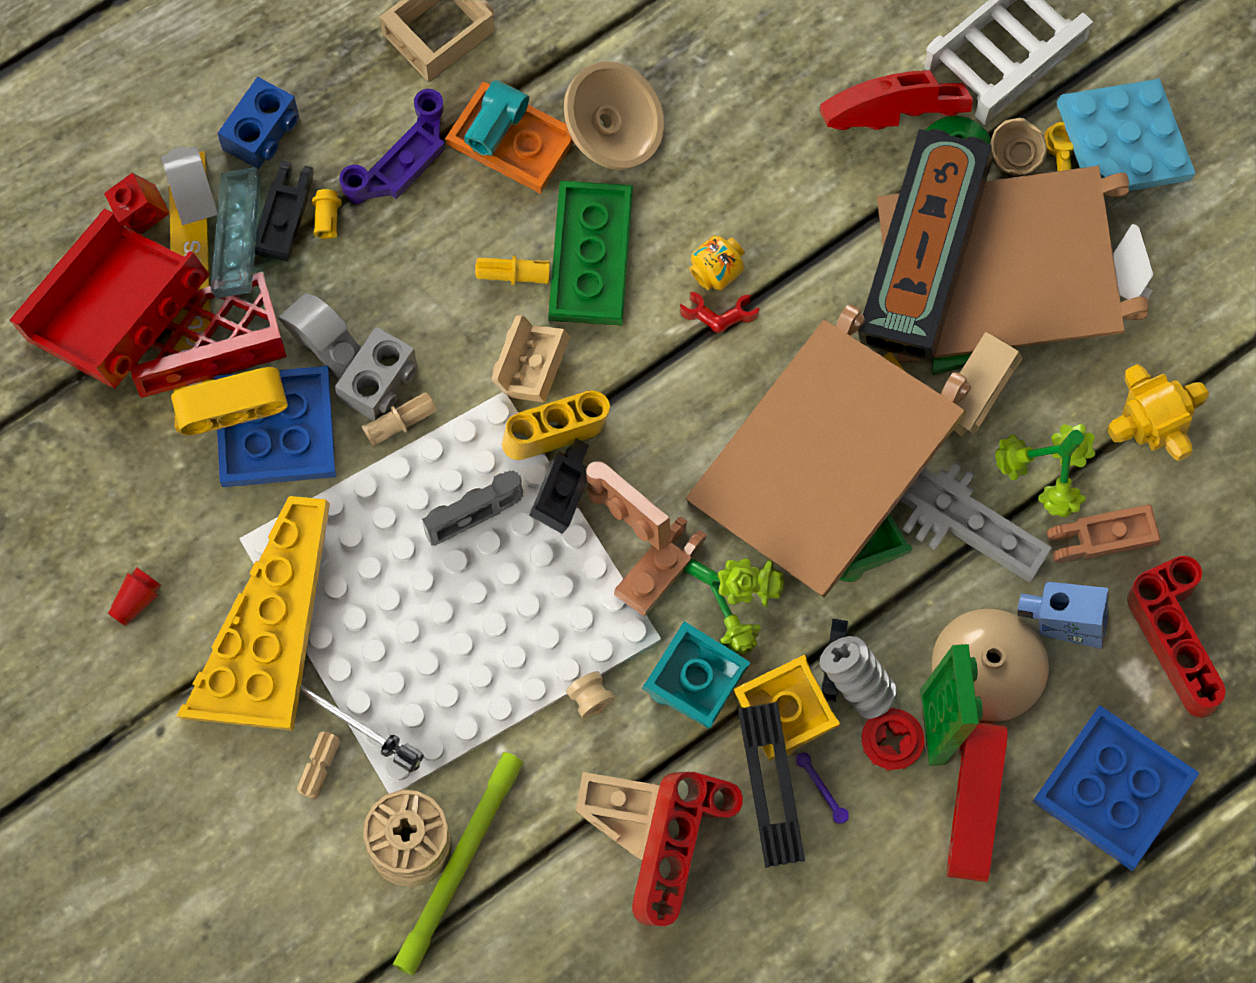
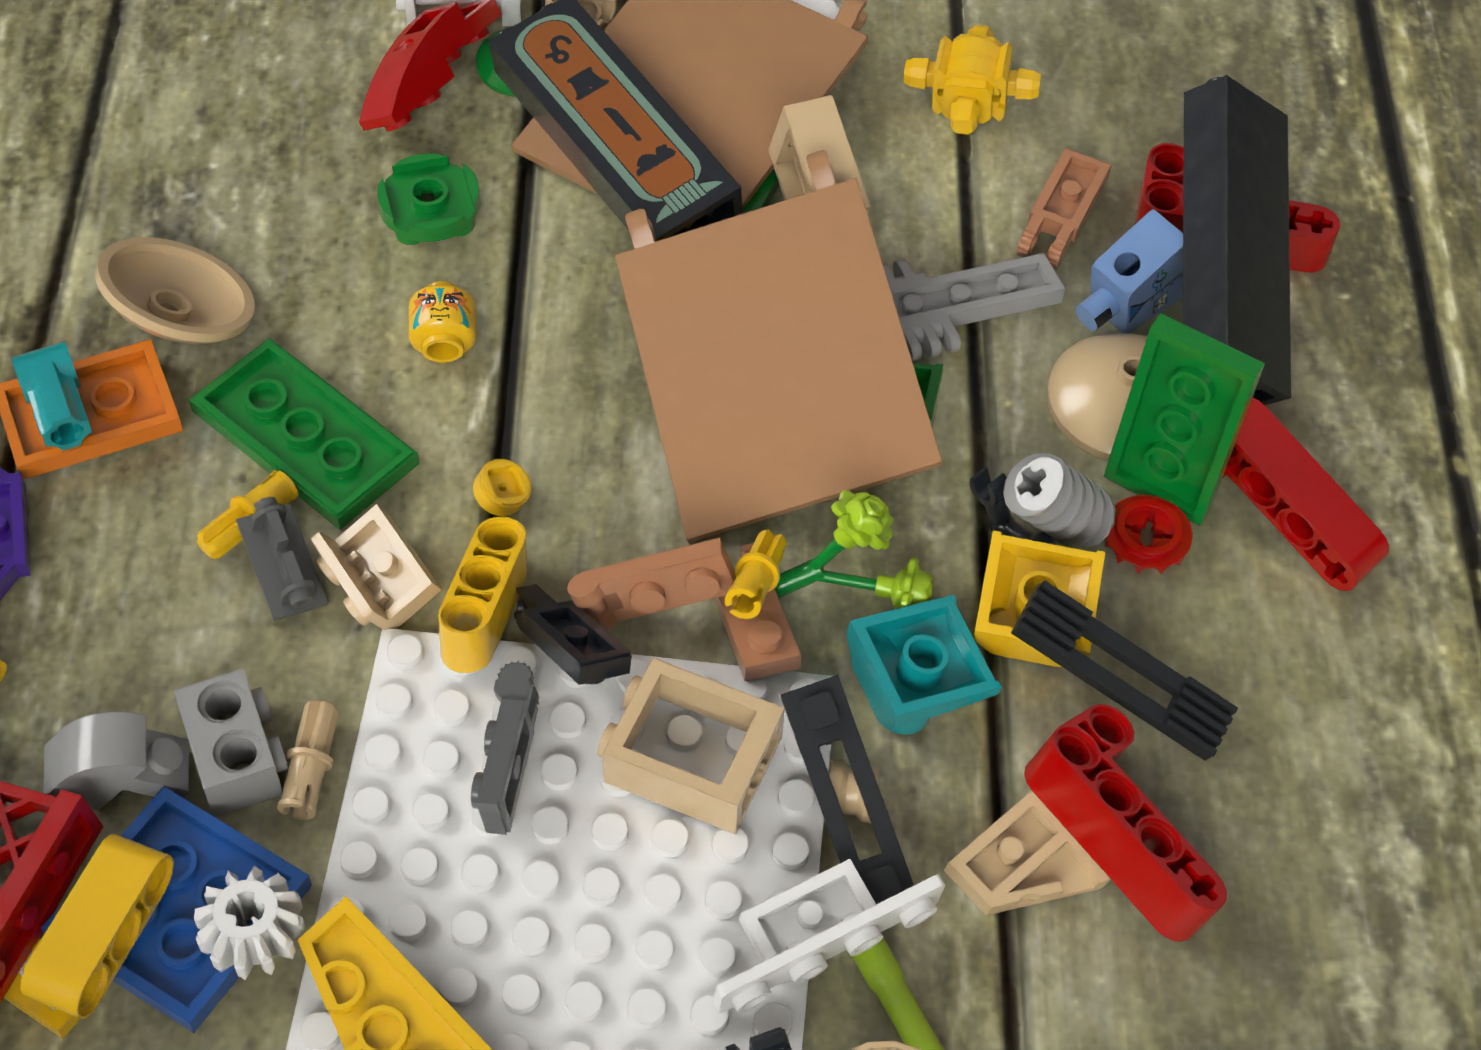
camera: 55 degrees left, 15 degrees down
(283, 481) = (244, 901): none -> white gear
(492, 729) = (815, 922): none -> white bracket
(498, 310) = (281, 560): none -> dark grey hinge
(548, 747) = (818, 718): none -> black container
(556, 632) = (676, 788): none -> tan window
(636, 380) = (502, 487): none -> yellow tile
(673, 552) = (756, 575): none -> yellow axle
(717, 322) = (504, 373): red arm -> none
(801, 205) = (431, 221): none -> green plate
(840, 815) = (1197, 645): dark purple hinge -> none
(1071, 446) = (946, 170): lime plant -> none
(1115, 787) = (1366, 378): blue plate -> none
(1128, 651) = (1238, 227): none -> black brick

